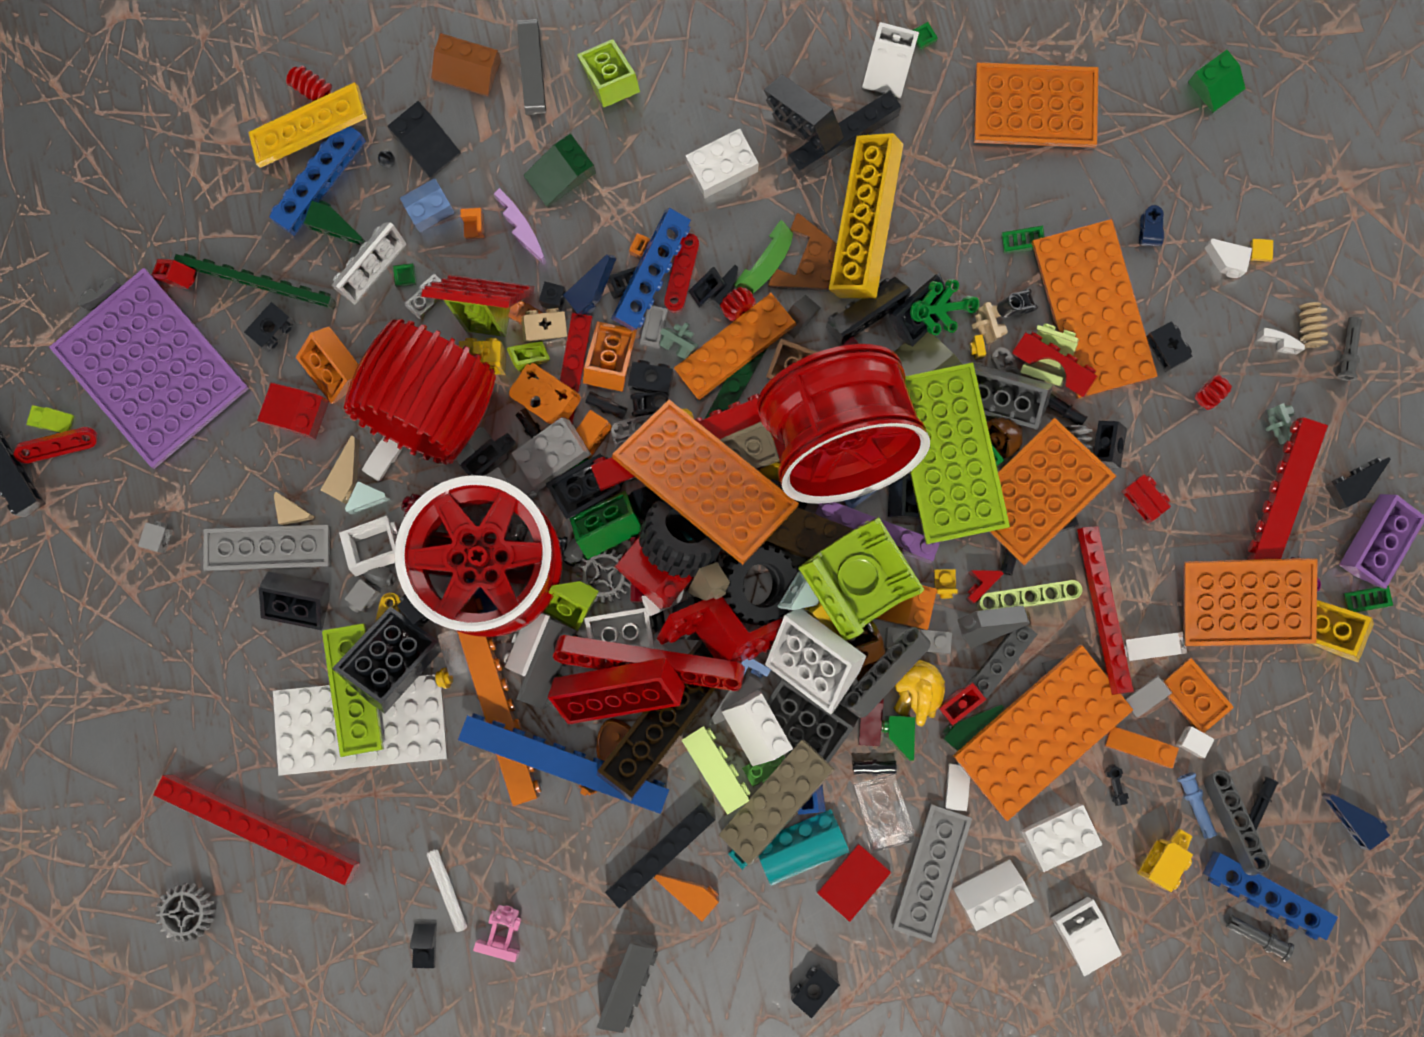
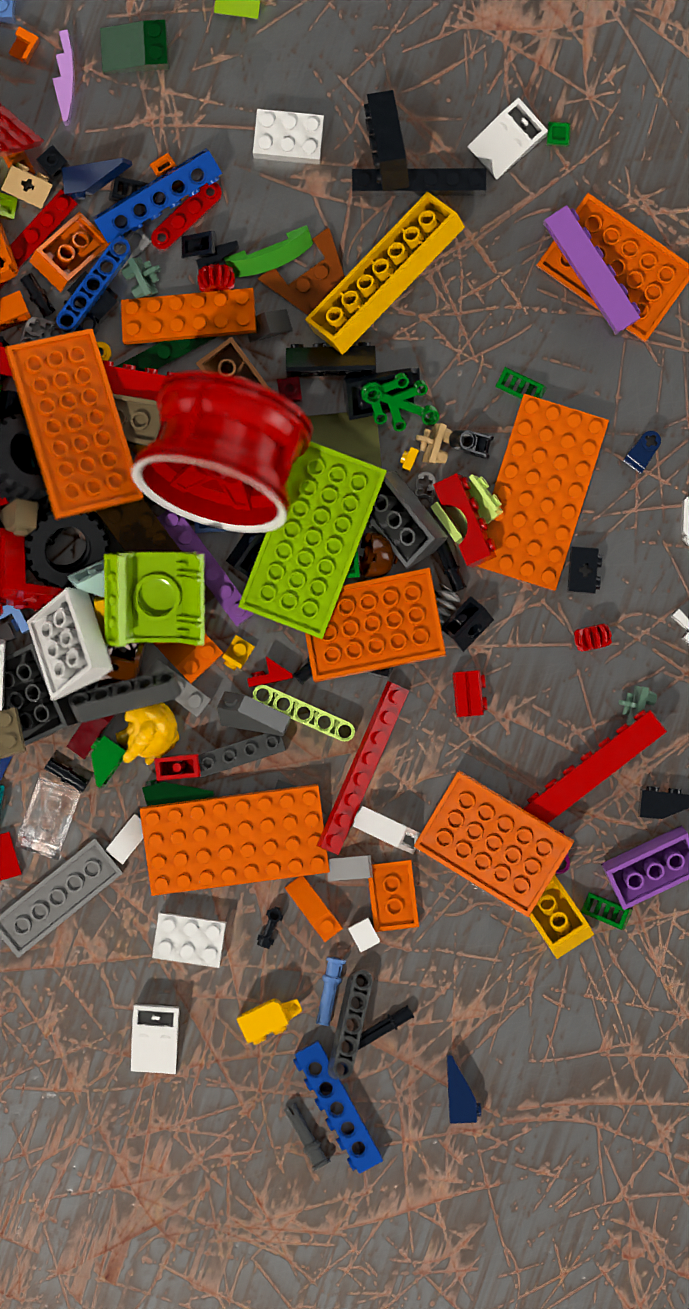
camera: 30 degrees right, 5 degrees up
(645, 356) = (95, 274): none -> blue beam
(993, 895) = (97, 950): white slope -> none
(1022, 115) = (591, 269): none -> medium lavender brick

